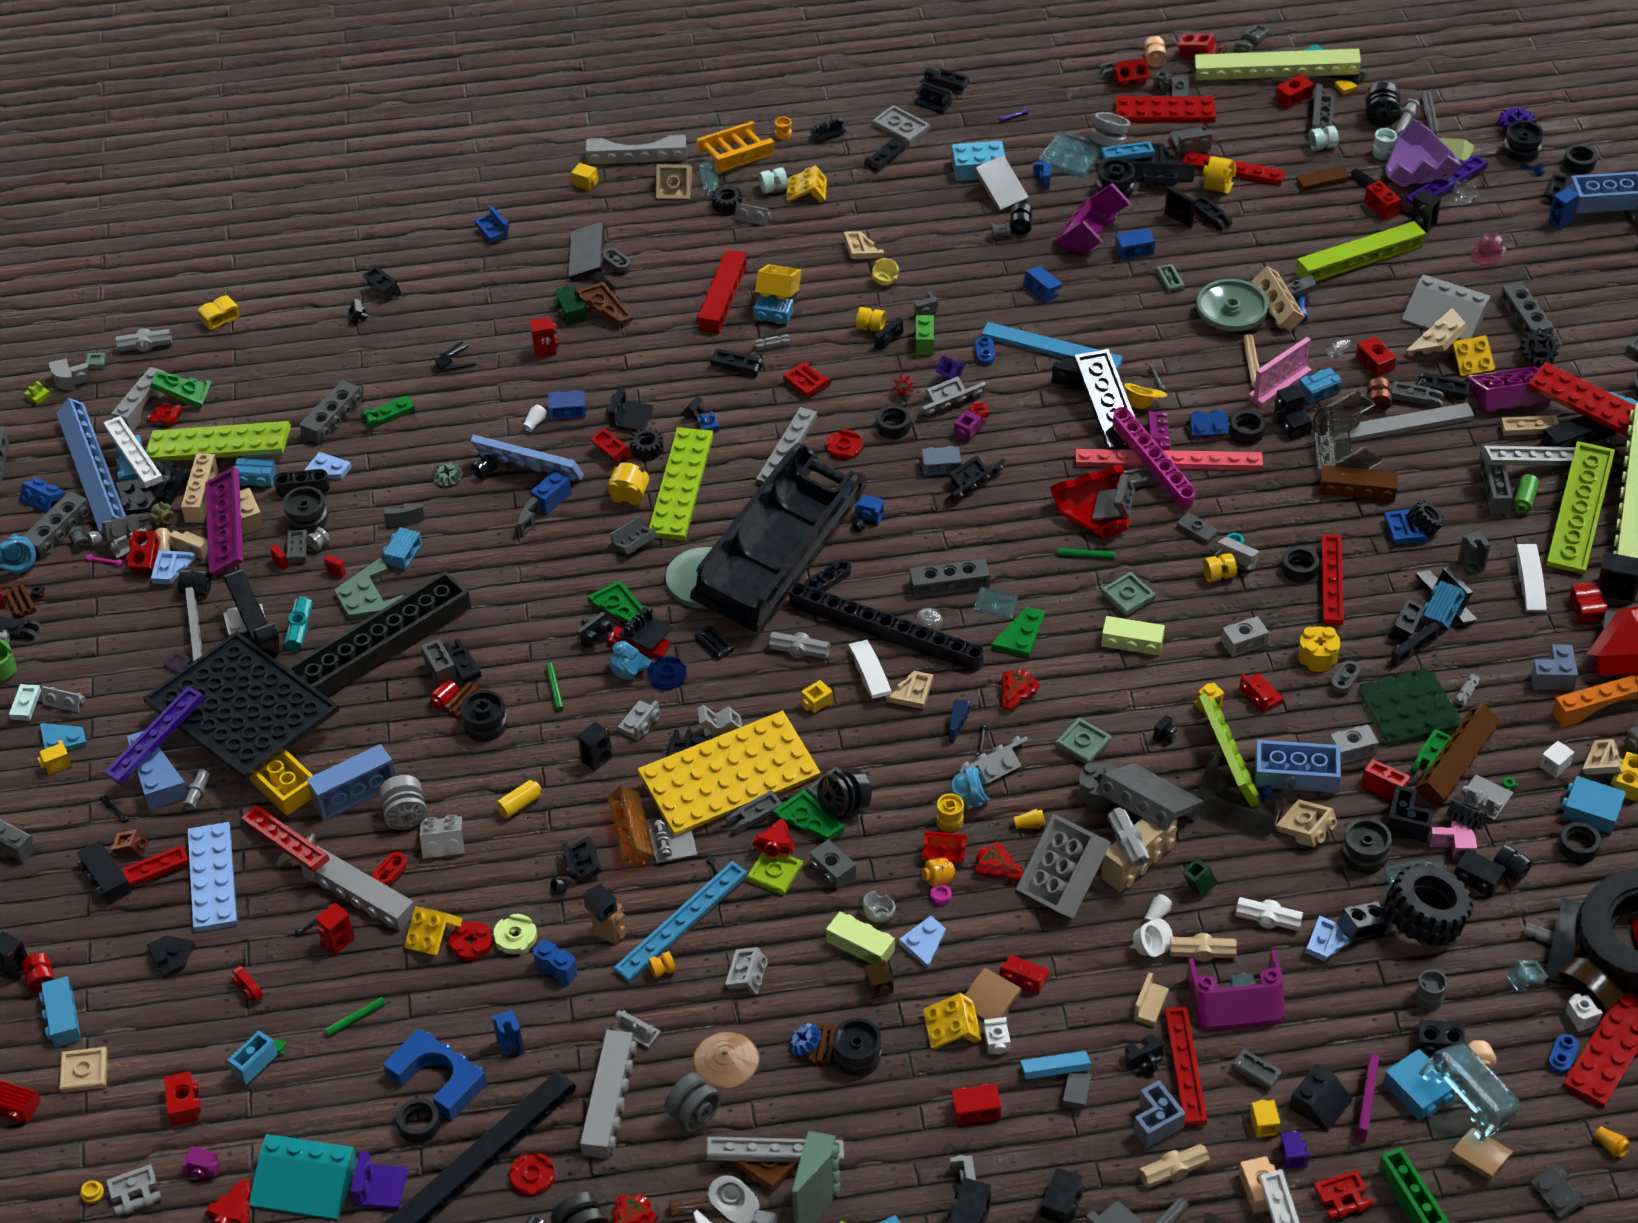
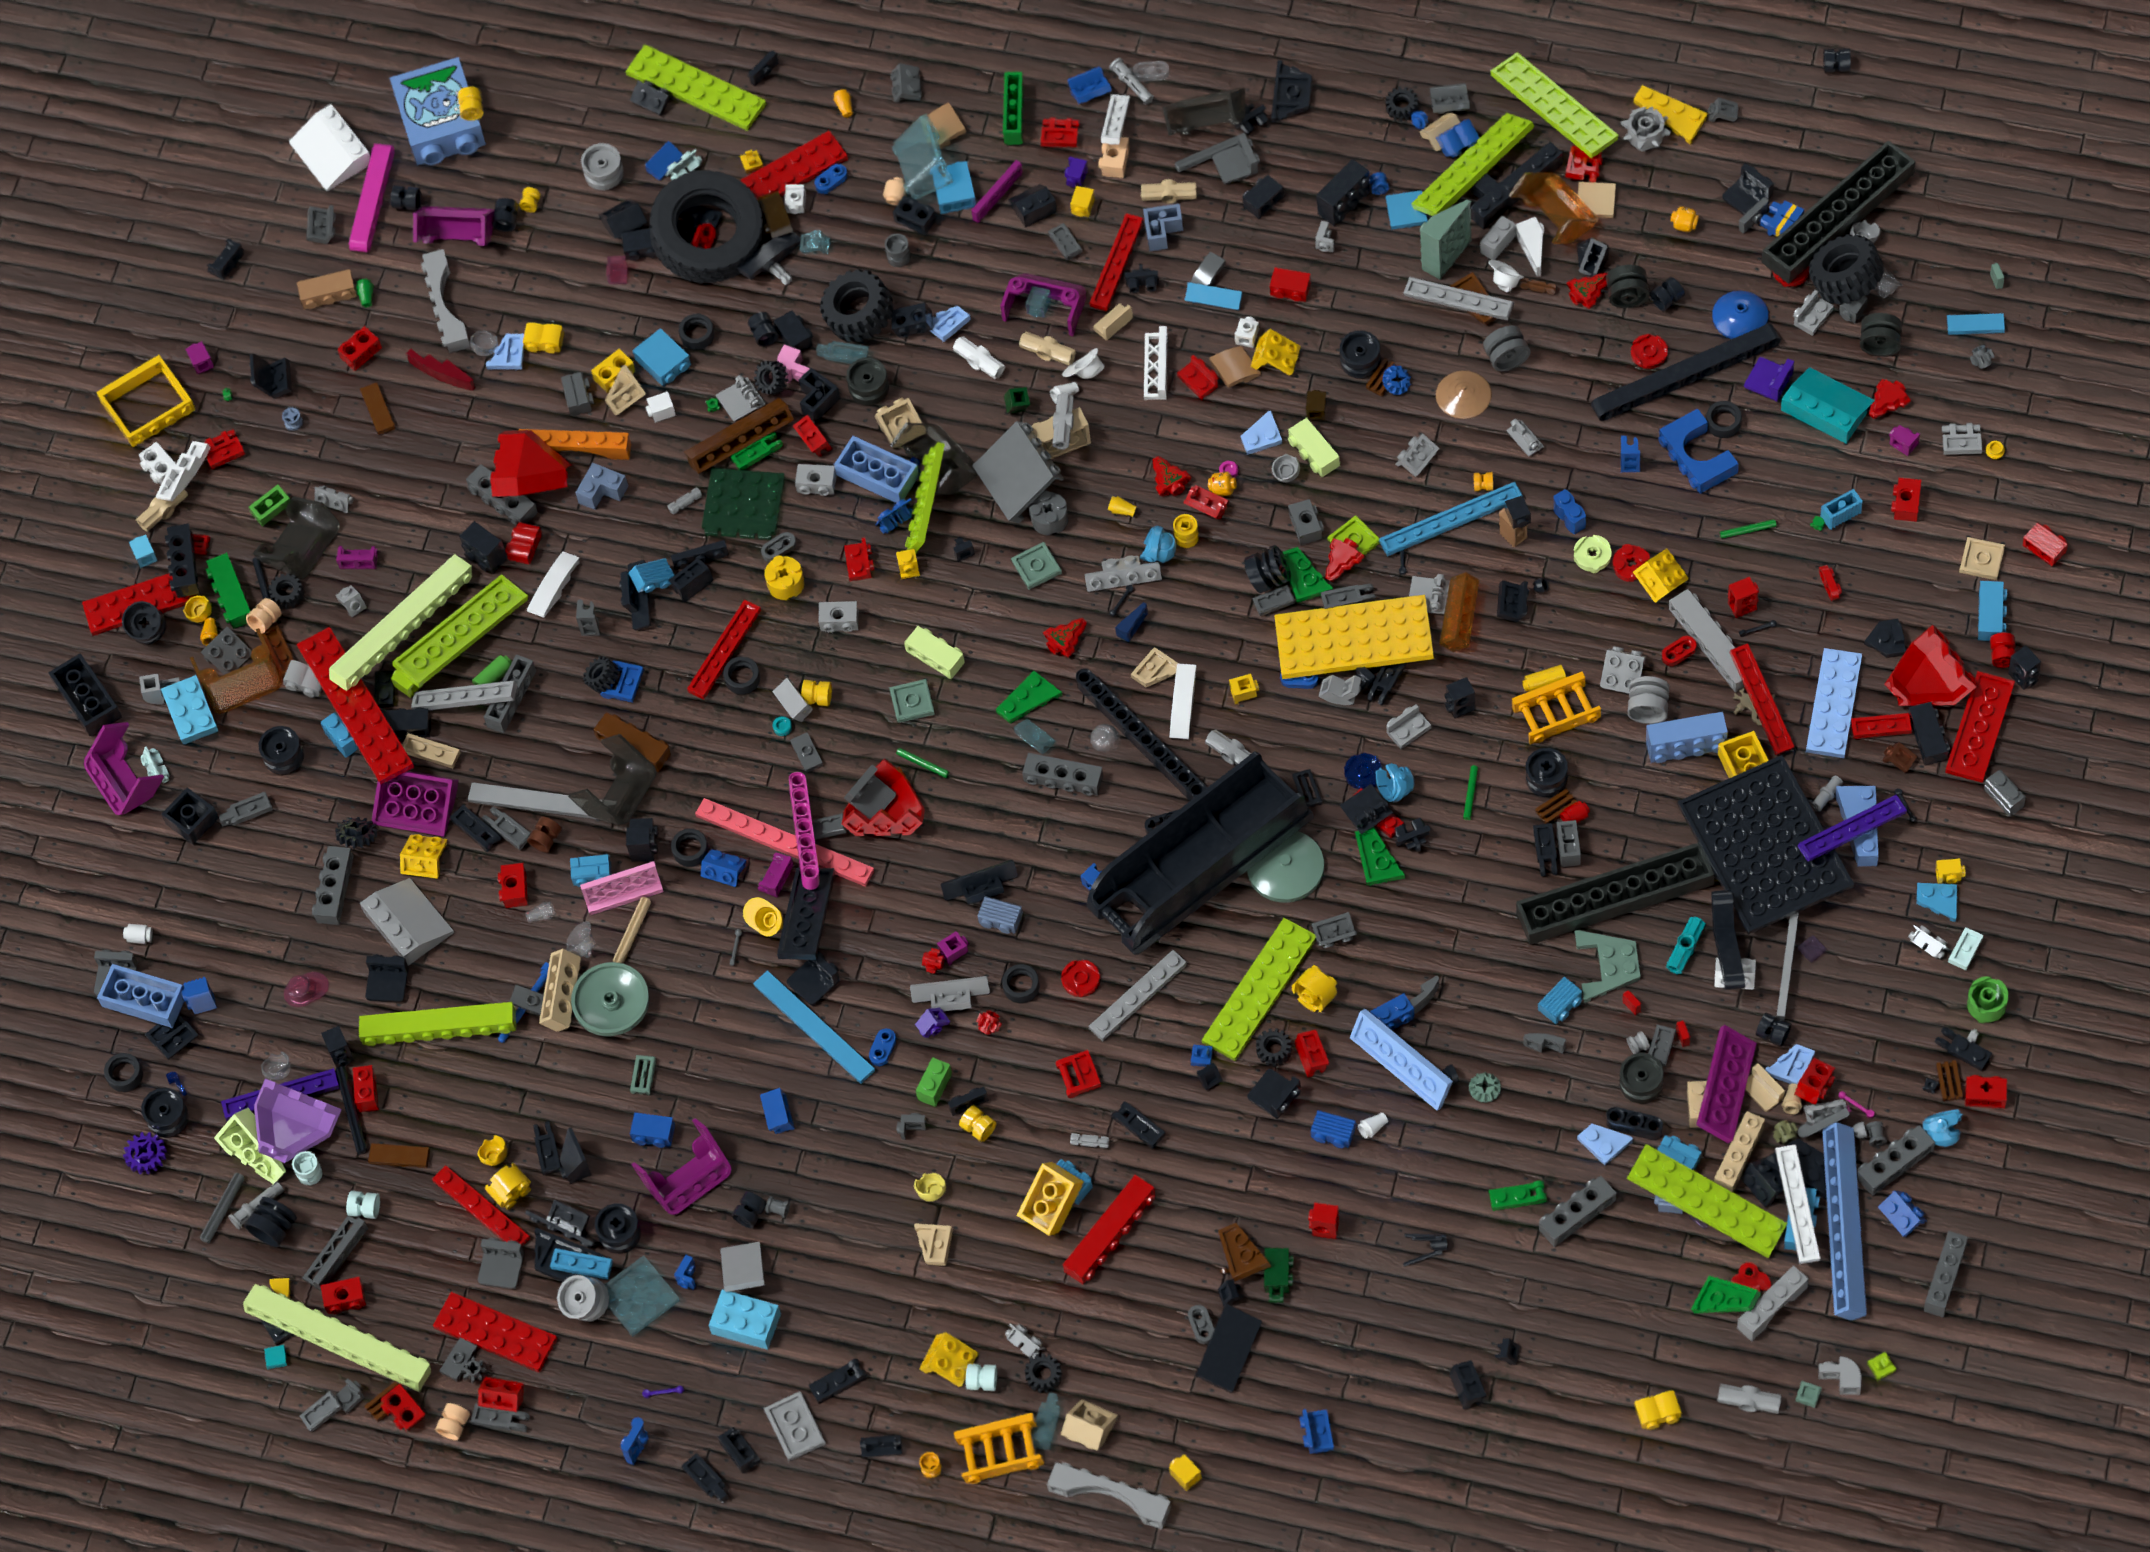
camera: 150 degrees left, 15 degrees up
(50, 898) = (1980, 727): none -> red plate
(114, 924) = (1930, 673): none -> red panel
(487, 804) = (1556, 690): none -> light orange fence
(607, 1094) = (1567, 389): light grey brick -> none
(1012, 73) = (635, 1441): none -> blue plate
(1063, 866) = (1124, 433): light grey slope -> none
(1074, 976) = (1161, 363): none -> white fence
(1250, 195) = (493, 1151): none -> yellow hair
(1250, 731) = (887, 516): none -> blue hinge
(1286, 332) = (581, 940): none -> clear piece
(1428, 266) = (386, 978): none -> black bracket
(1440, 335) = (438, 877): tan wing -> none

